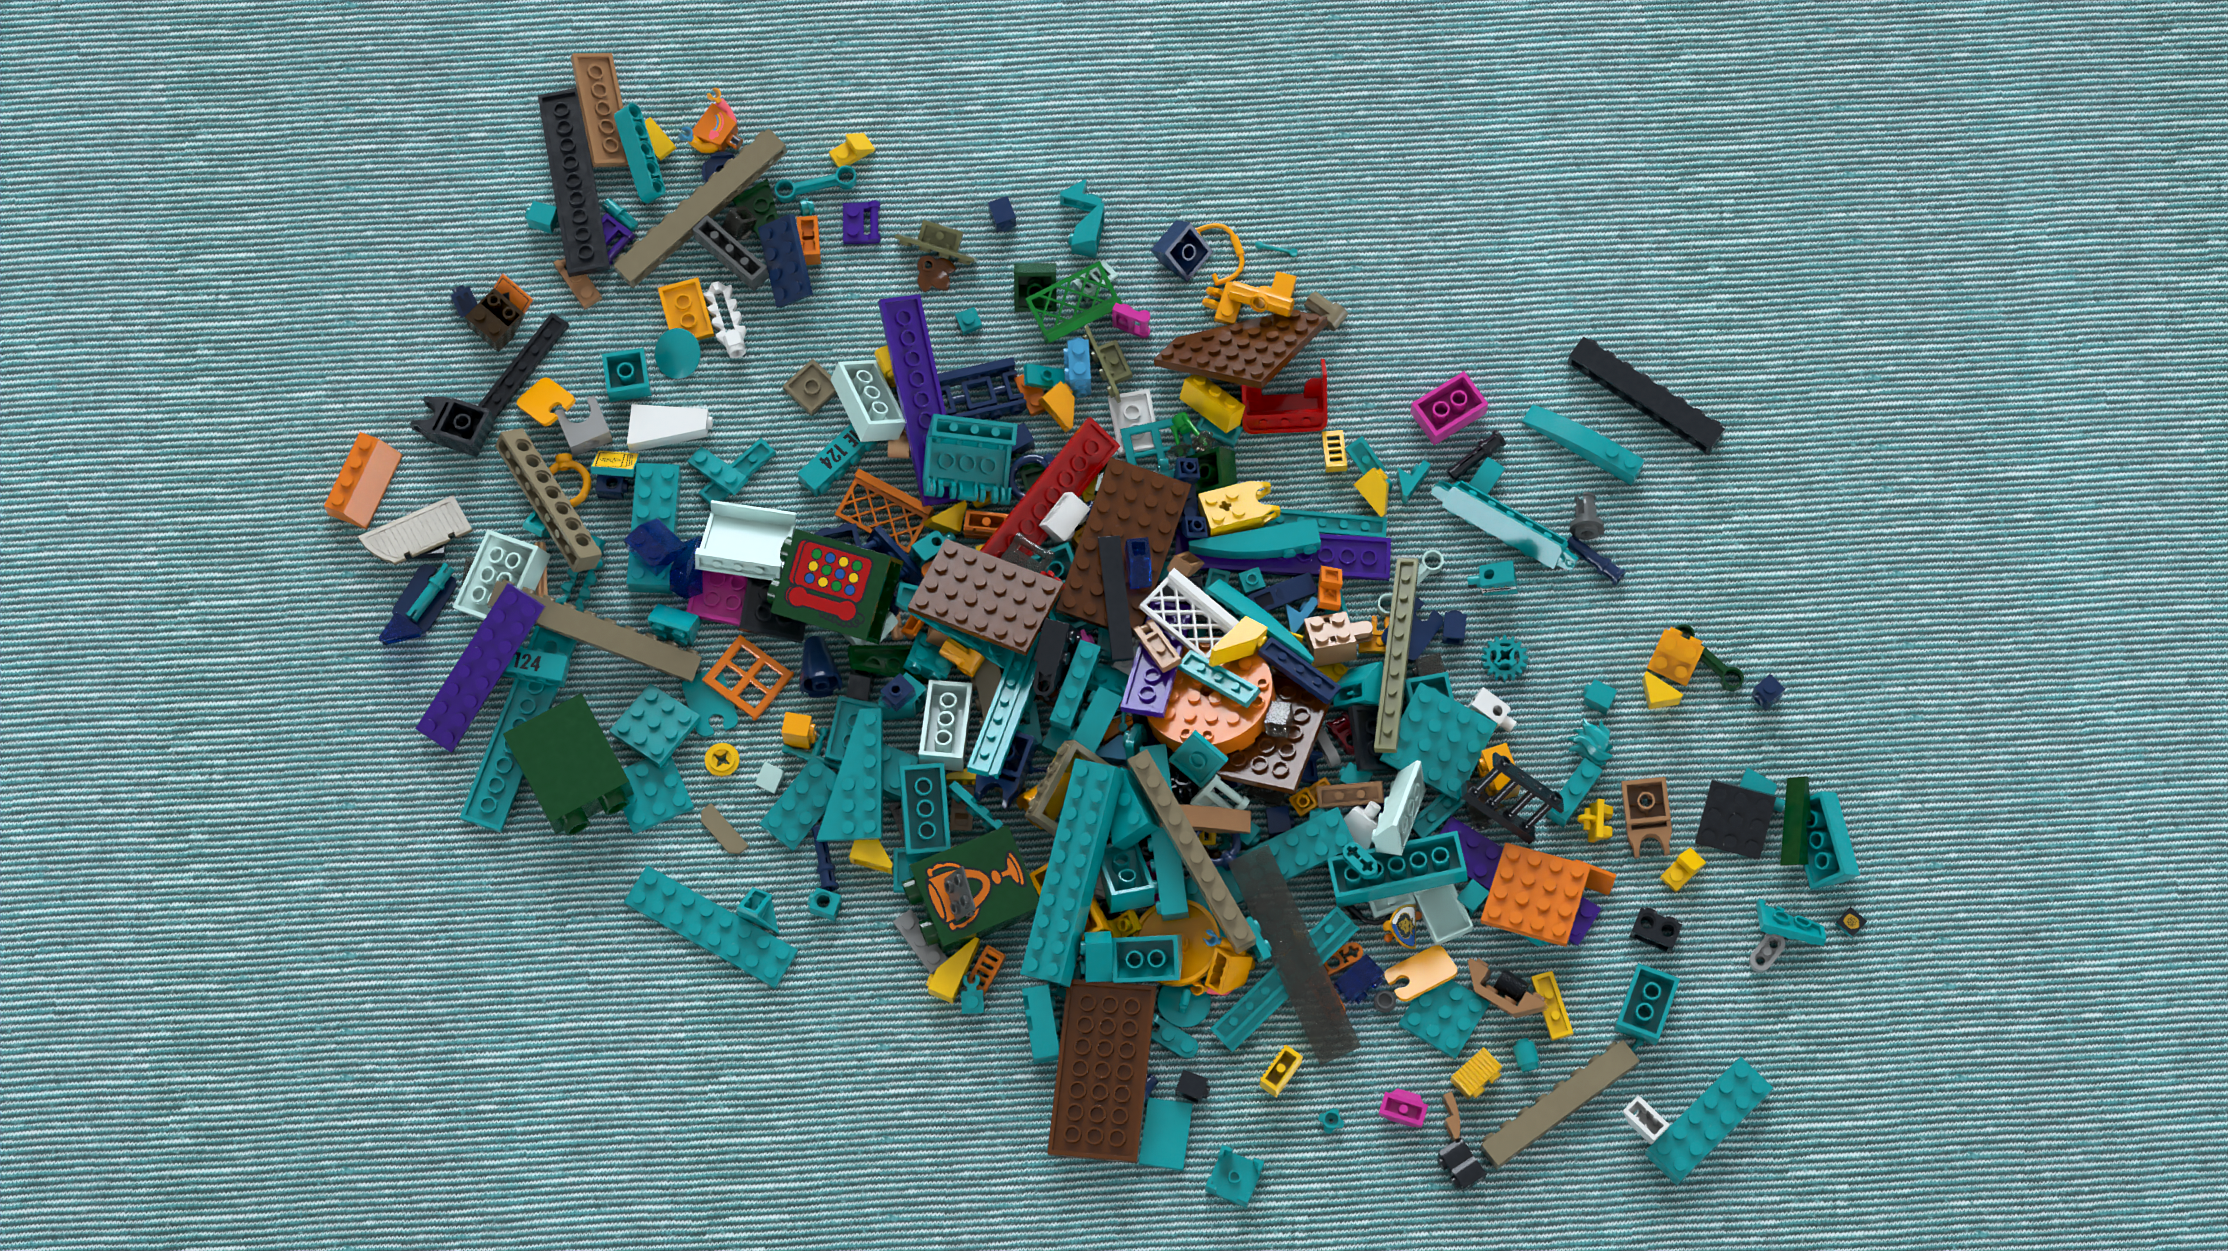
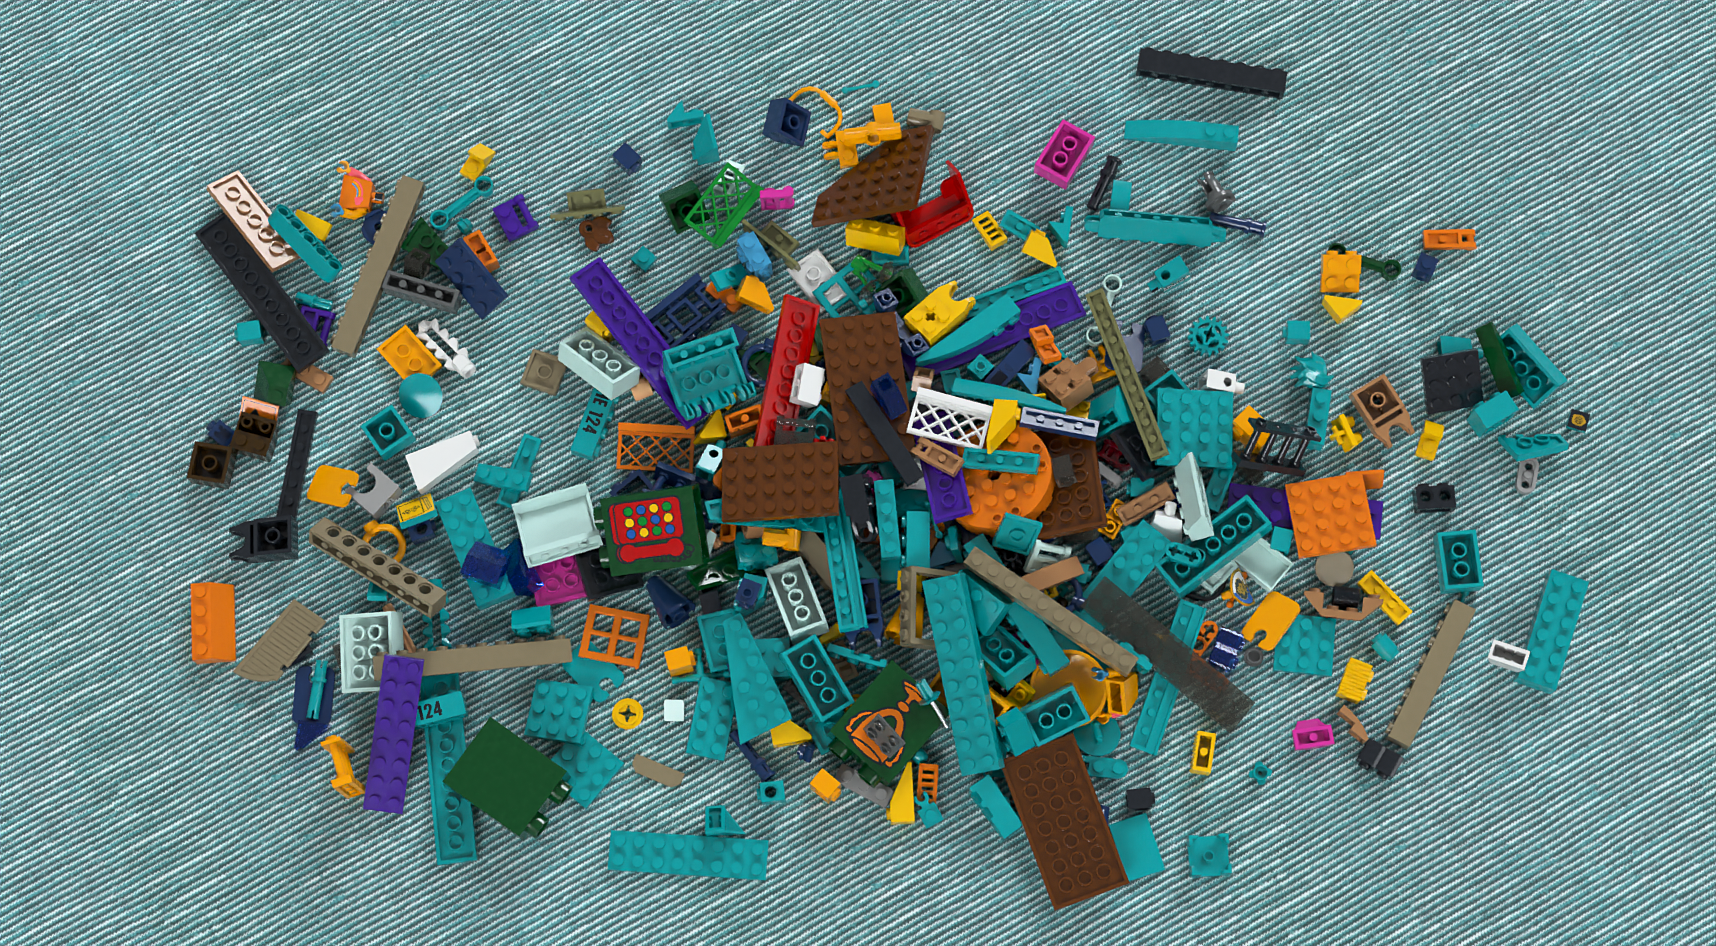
camera: 25 degrees left, 5 degrees up
(412, 684) = (345, 781): none -> light orange fence
(439, 327) = (211, 465): none -> dark brown brick
(541, 276) = (275, 383): none -> dark green slope
(879, 880) = (806, 751): none -> dark blue plate
(880, 922) = (826, 786): none -> light orange brick
(992, 939) = (920, 757): none -> teal hinge
(1025, 878) = (929, 698): none -> teal piece
(1514, 951) = (1334, 568): none -> dark tan tile
(1760, 871) = (1492, 413): none -> teal brick
(1810, 676) = (1449, 239): none -> orange plate

